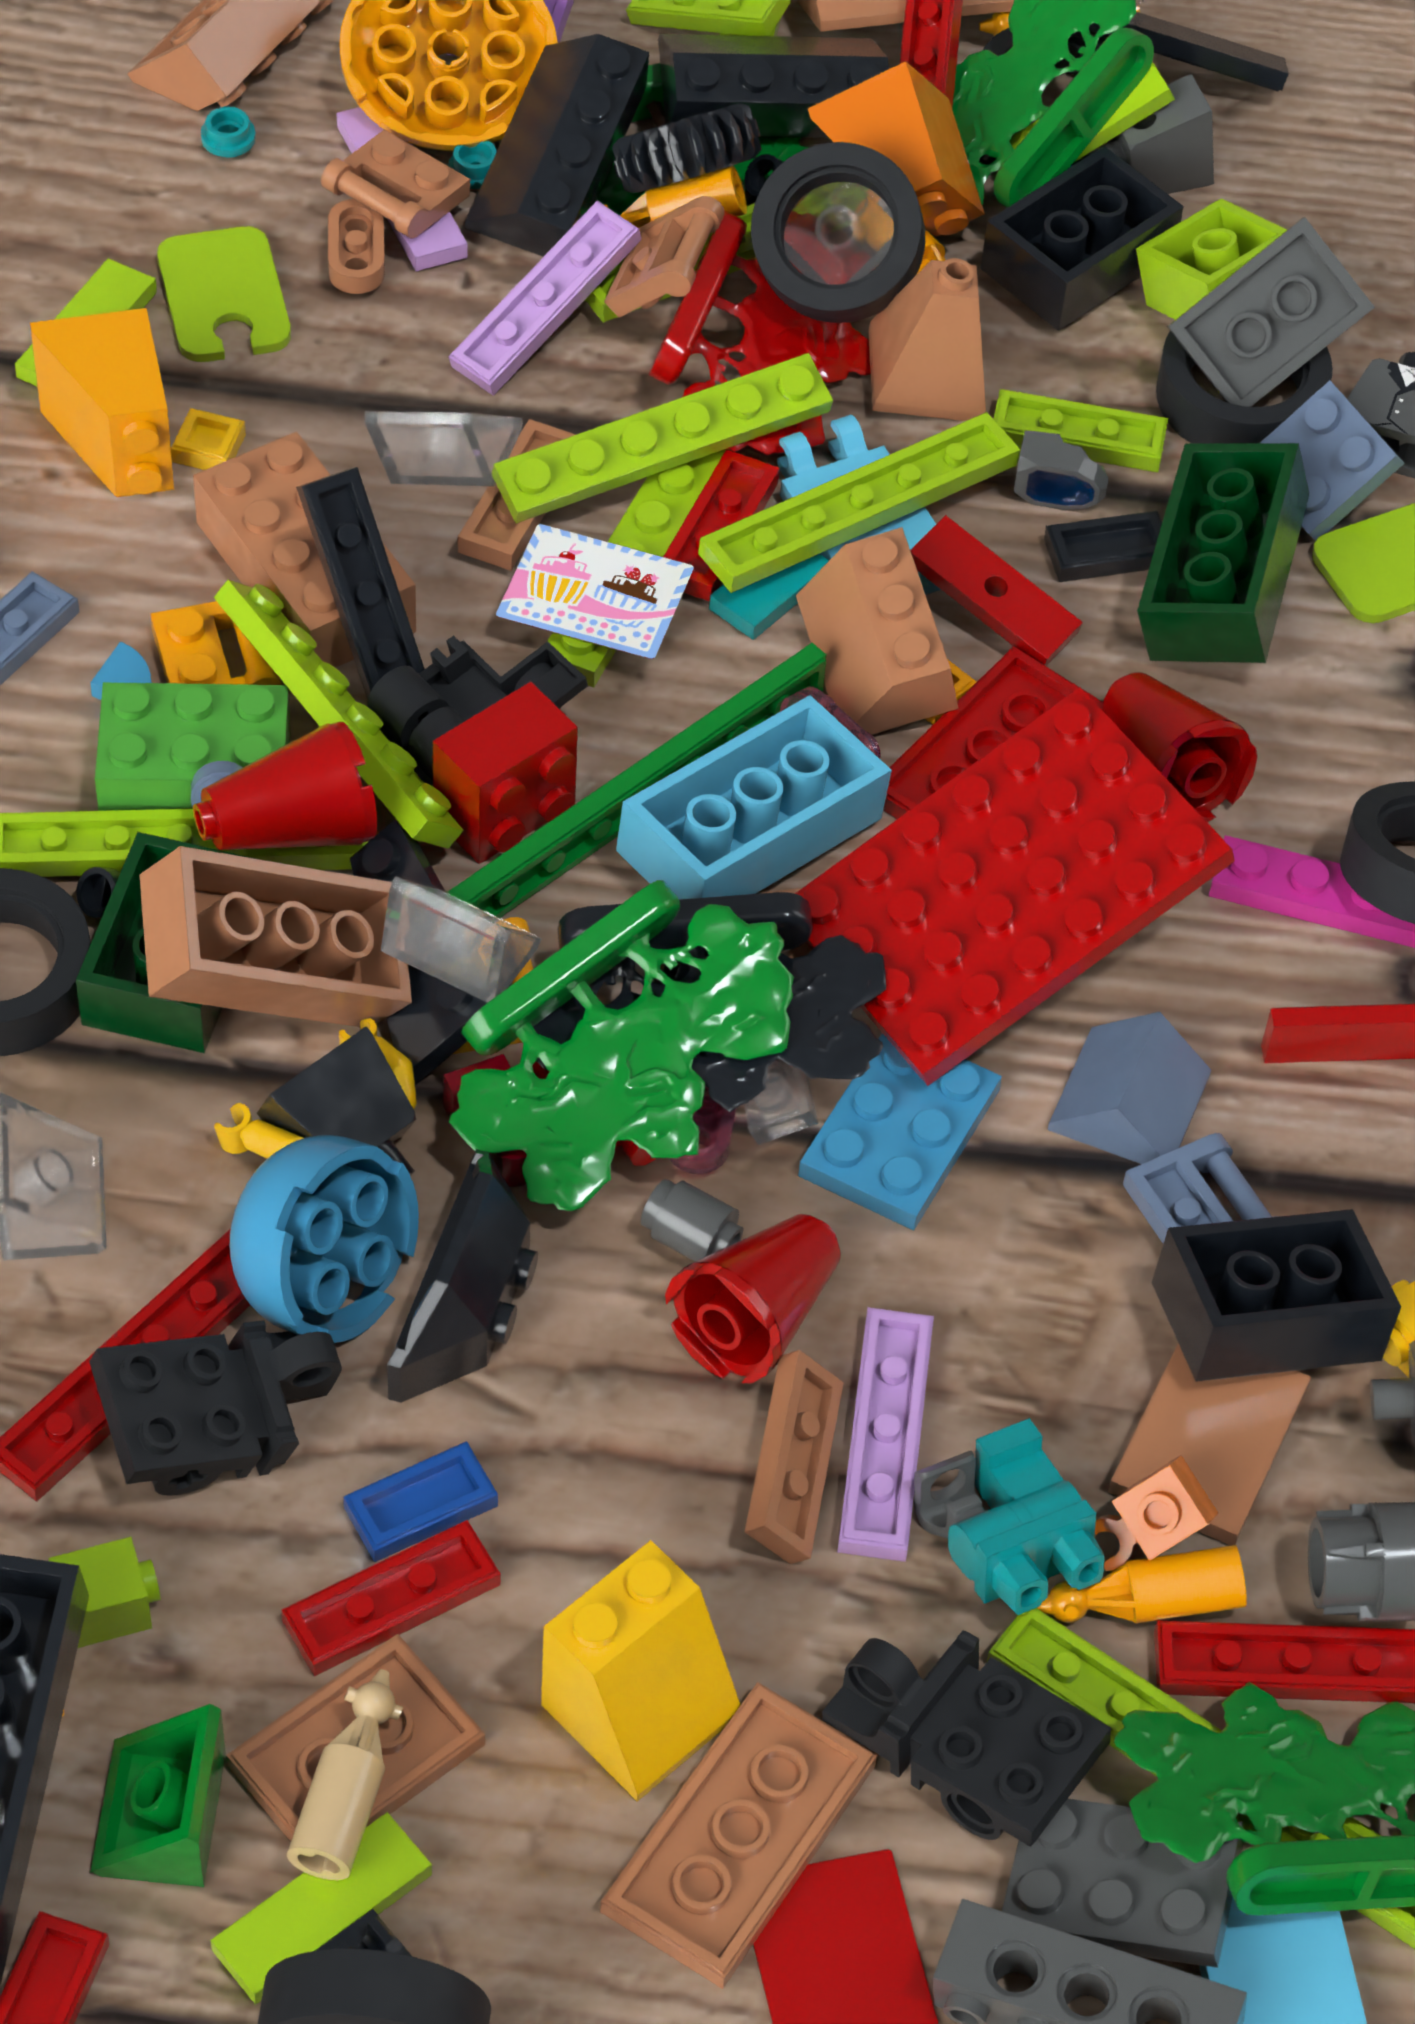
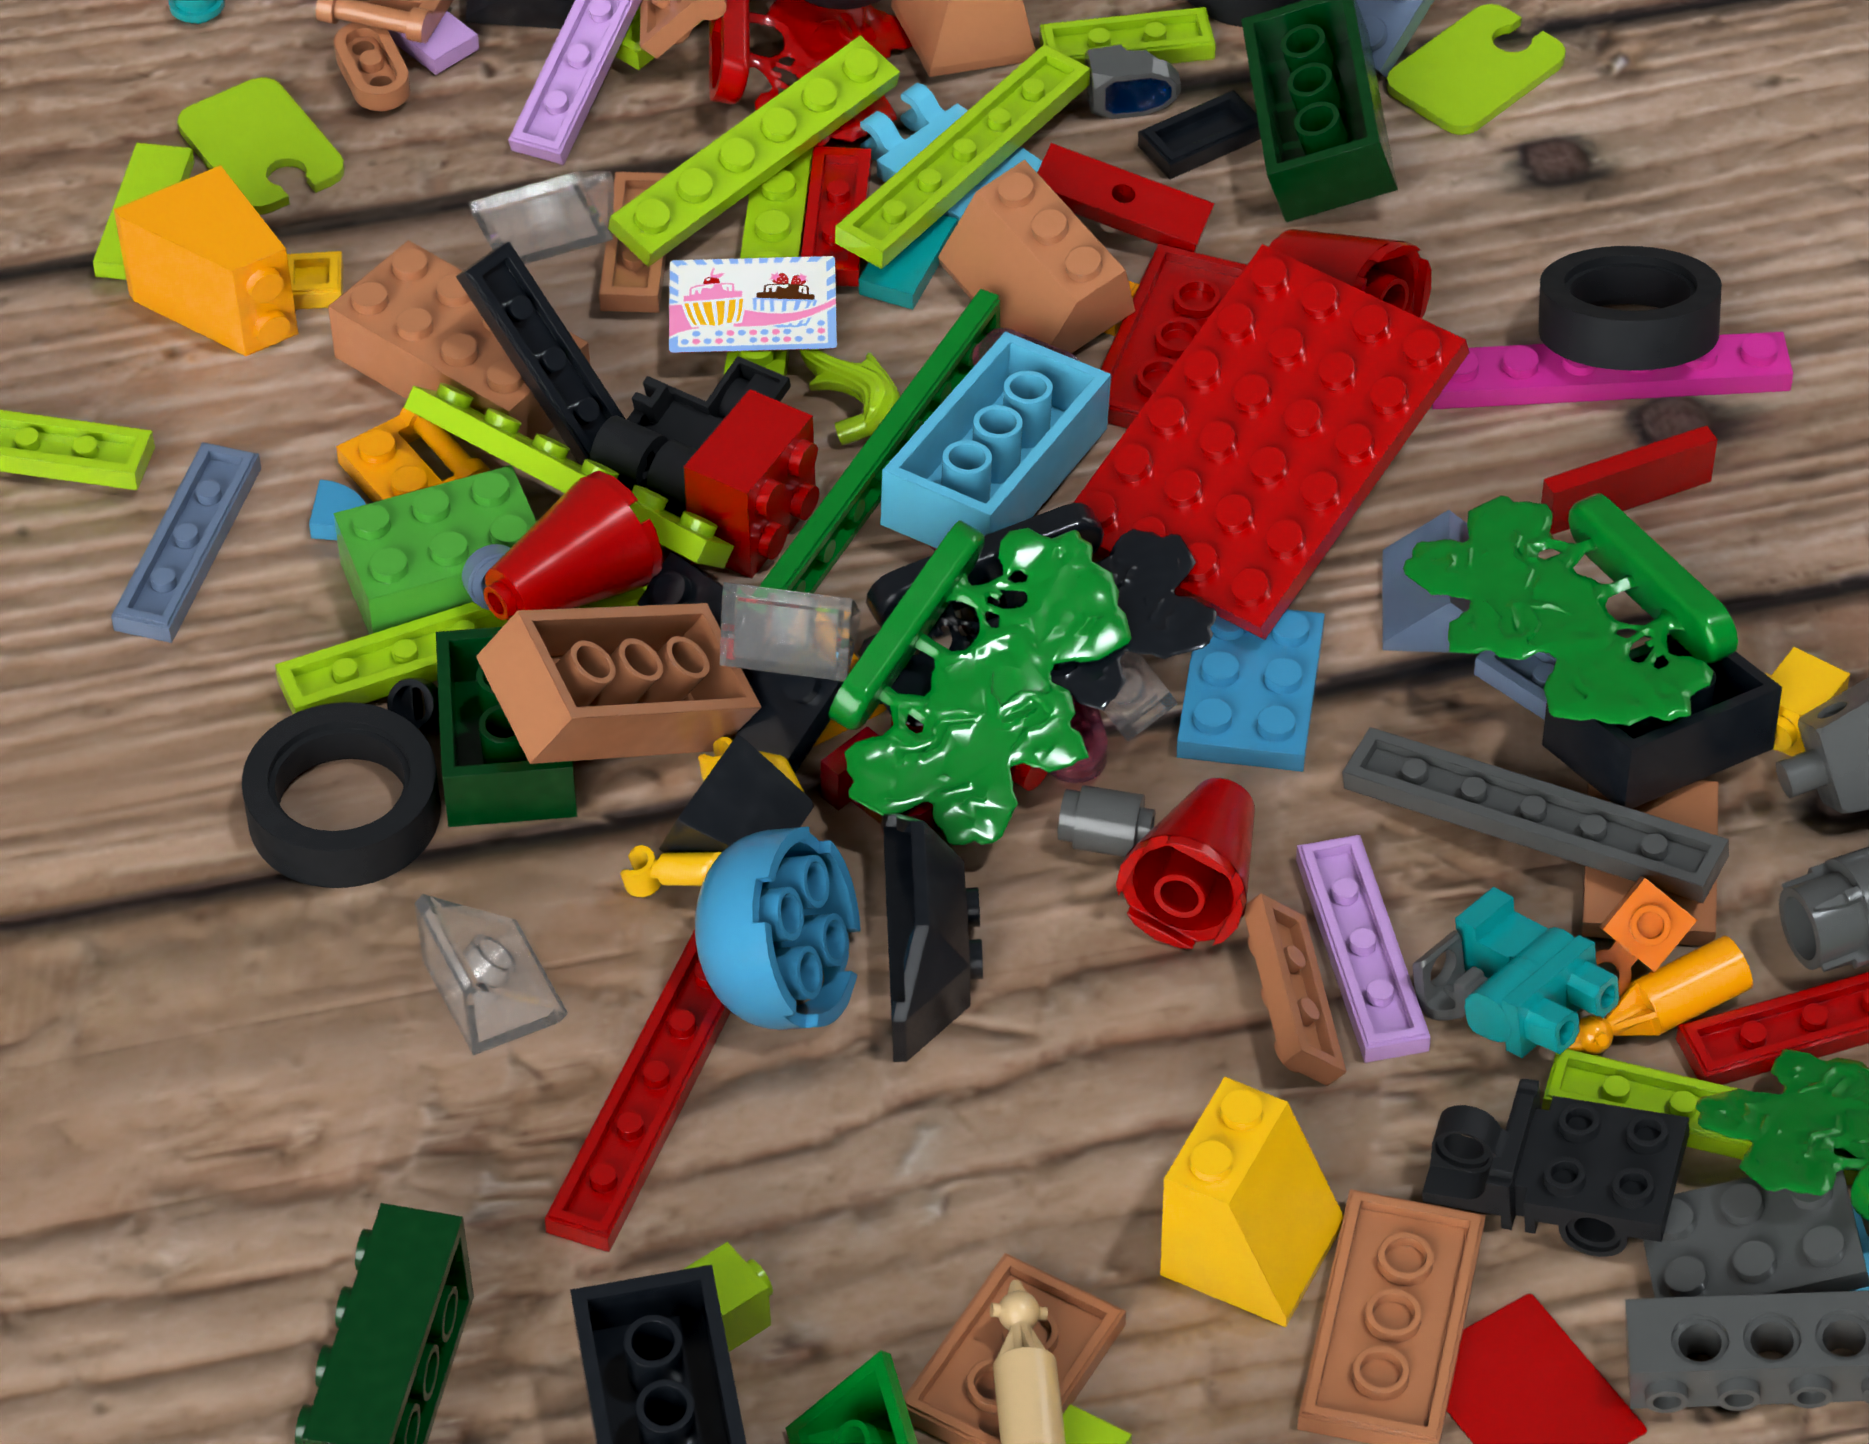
camera: 15 degrees left, 5 degrees down
(209, 1406) = (746, 1107): black plate -> none
(390, 1597) = (981, 1227): red tile -> none
(420, 1501) = (968, 1137): blue tile -> none
(667, 699) = (863, 381): none -> lime piece
(1112, 1356) = (1536, 814): none -> dark grey plate
(1208, 1152) = (1546, 607): none -> green plant

